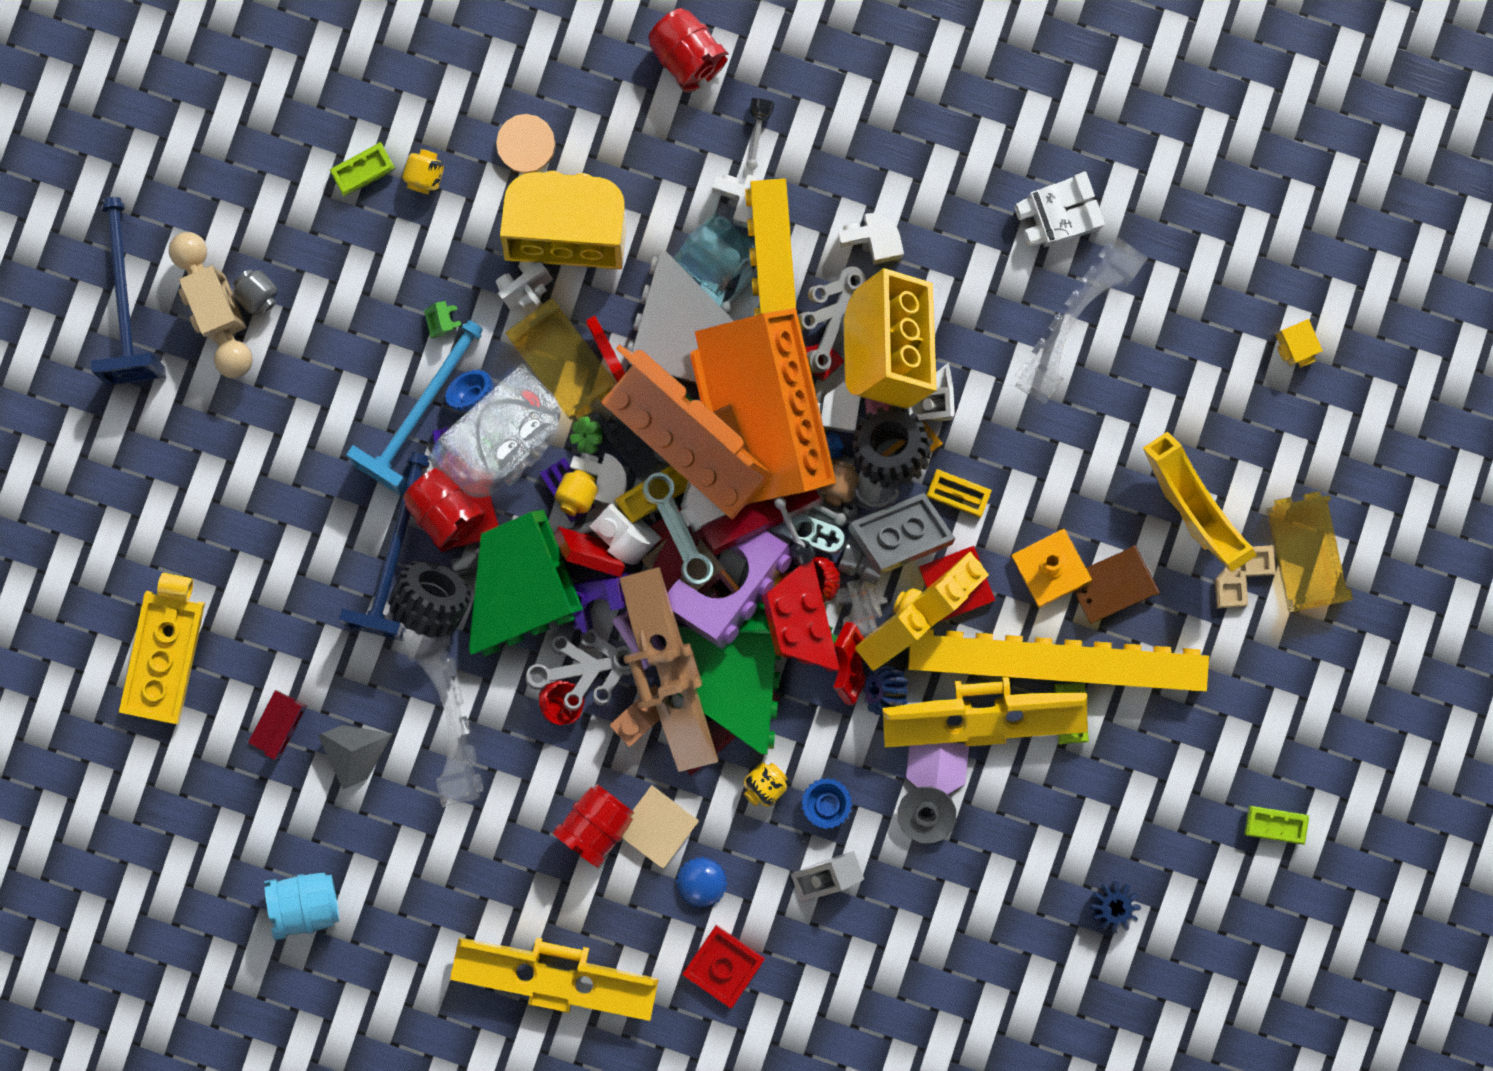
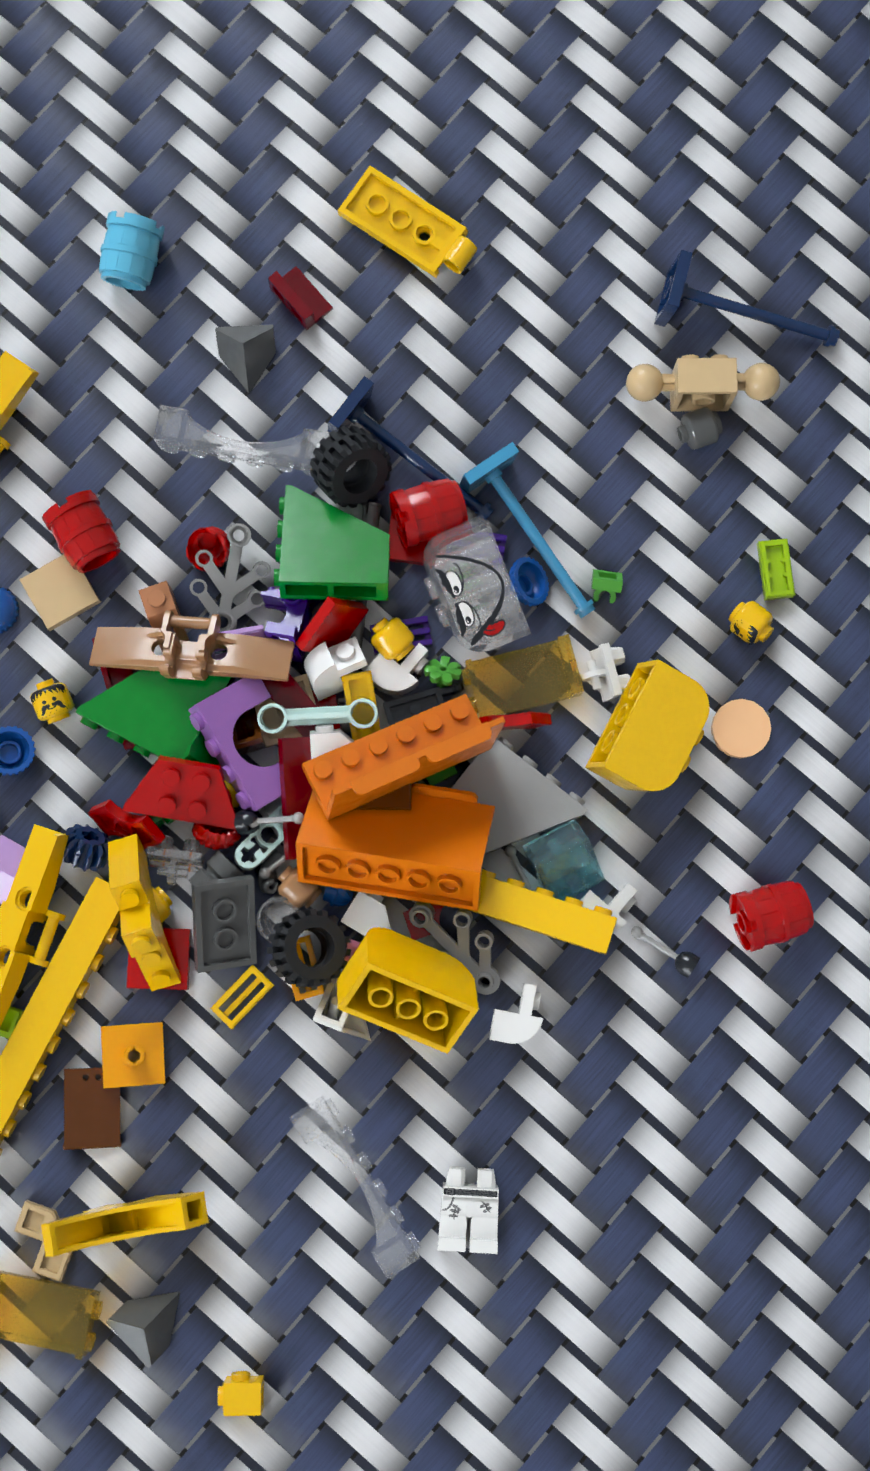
camera: 110 degrees right, 5 degrees down
(1276, 453) = (146, 1325): none -> dark grey slope

